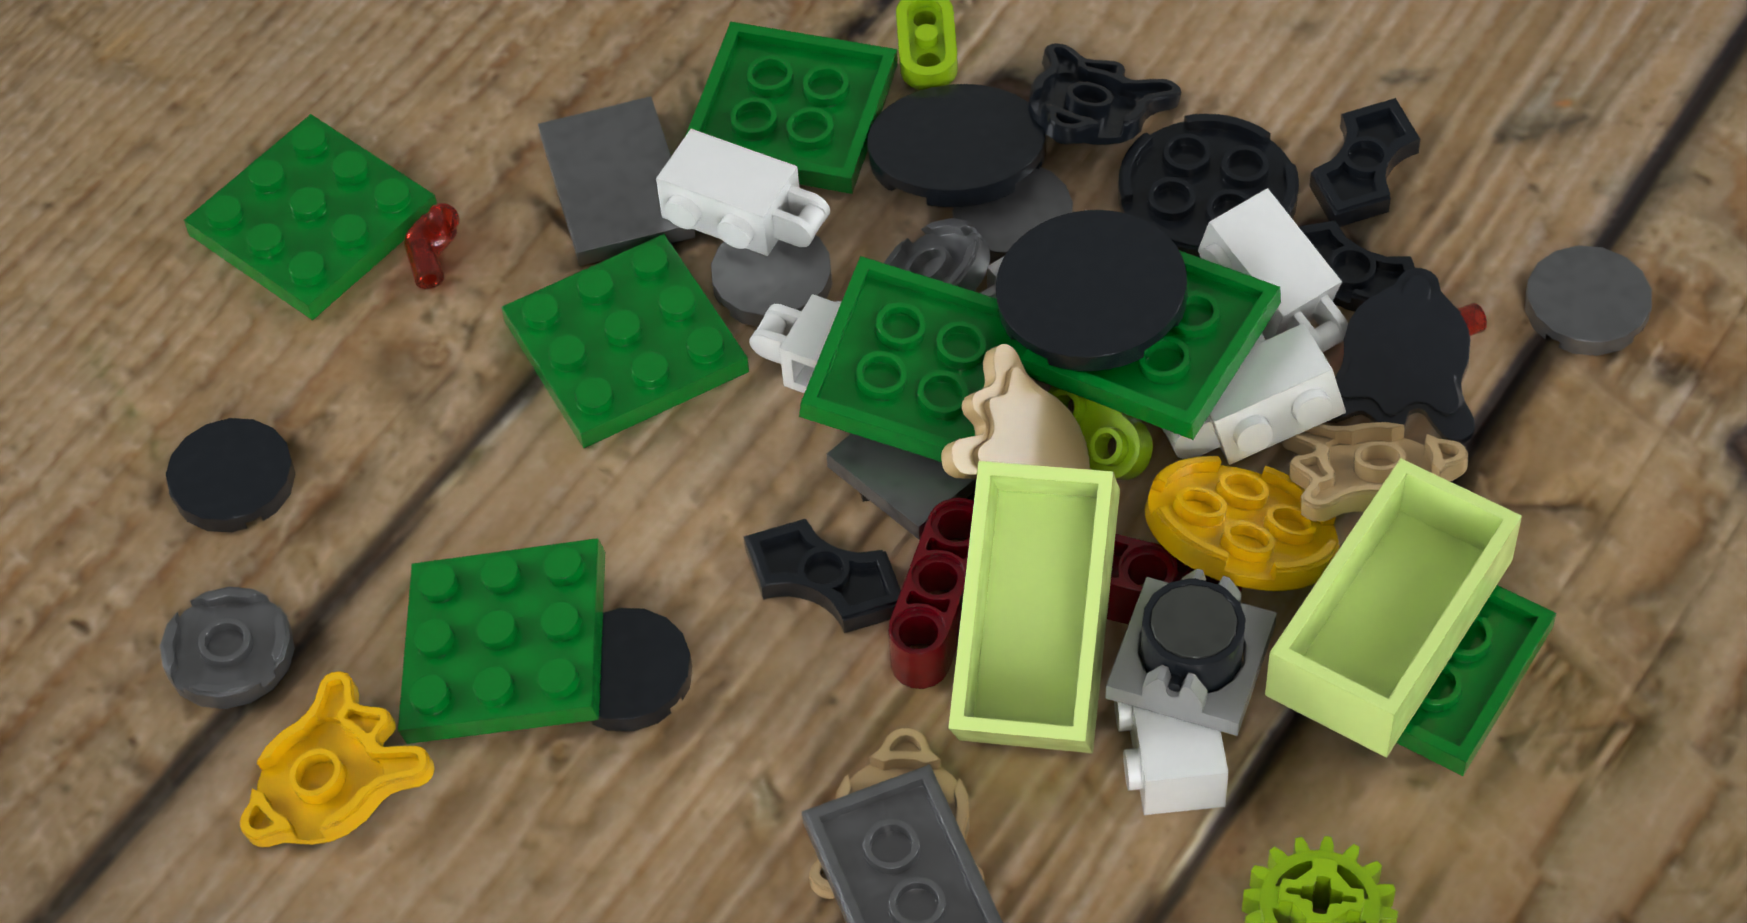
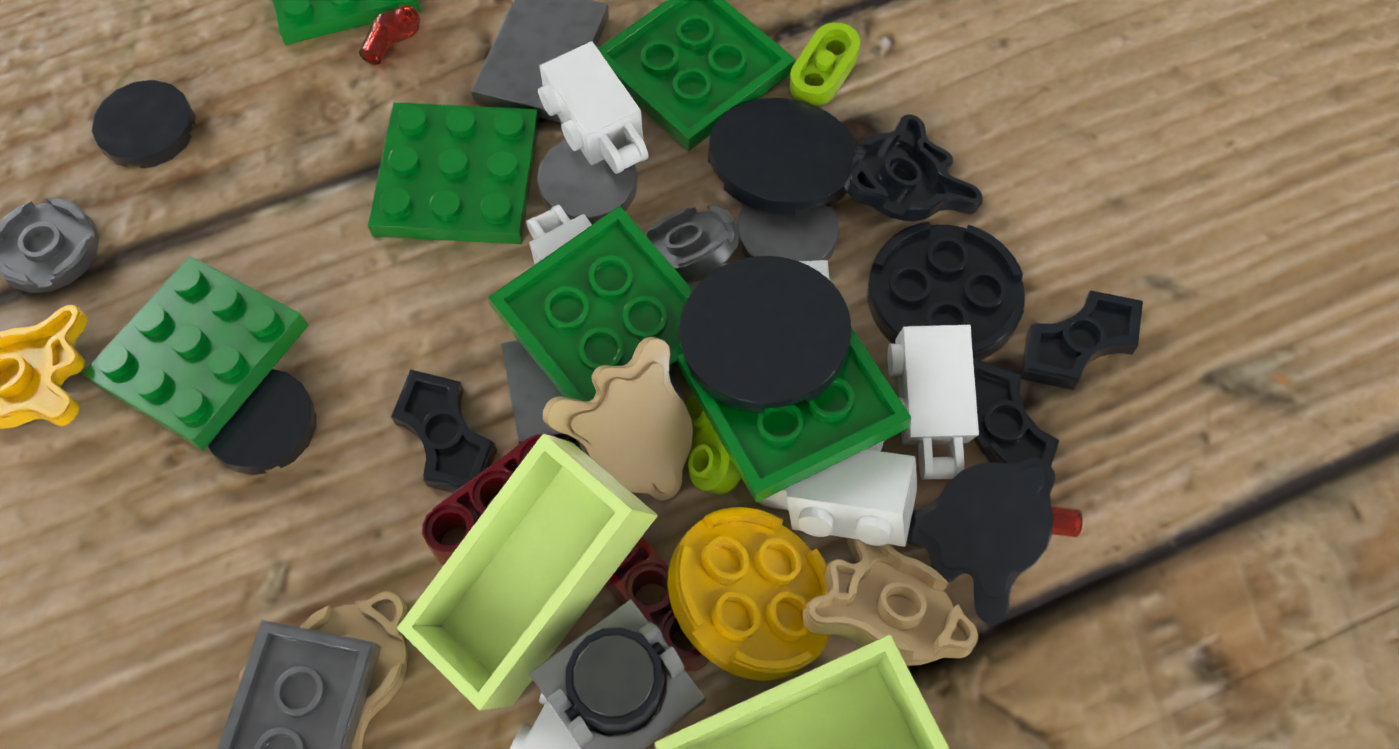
camera: 30 degrees right, 10 degrees up
(1588, 300) = (1180, 563): flat silver tile -> none

